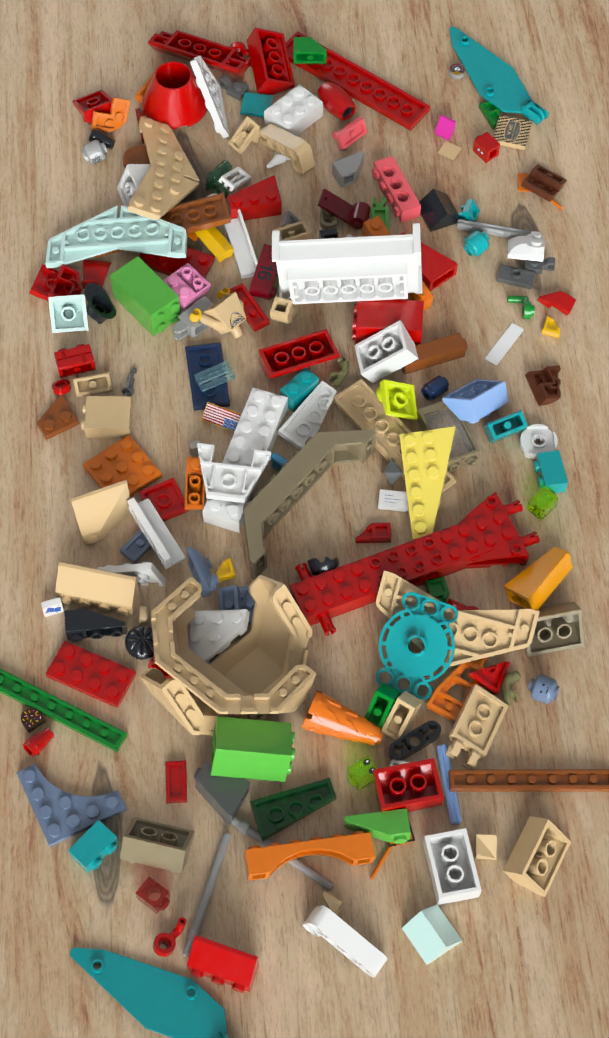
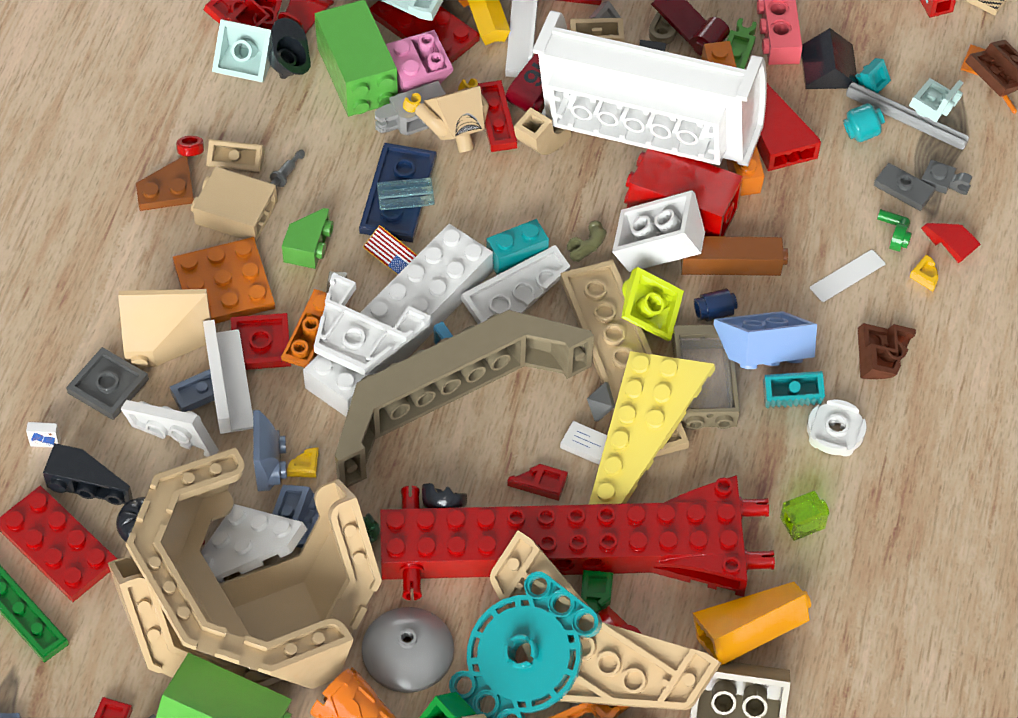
camera: 20 degrees right, 5 degrees down
(74, 360) = (223, 116): red brick -> none
(79, 554) = (107, 383): none -> dark grey plate
(97, 589) = (112, 429): tan slope -> none
(163, 425) = (306, 239): none -> bright green slope
(297, 354) = (534, 196): red slope -> none
(340, 677) = (407, 665): none -> light grey dish
(514, 216) = (935, 99): none -> light aqua bracket
(527, 247) = (936, 149): white slope -> none
(550, 471) = (835, 474): teal brick -> none

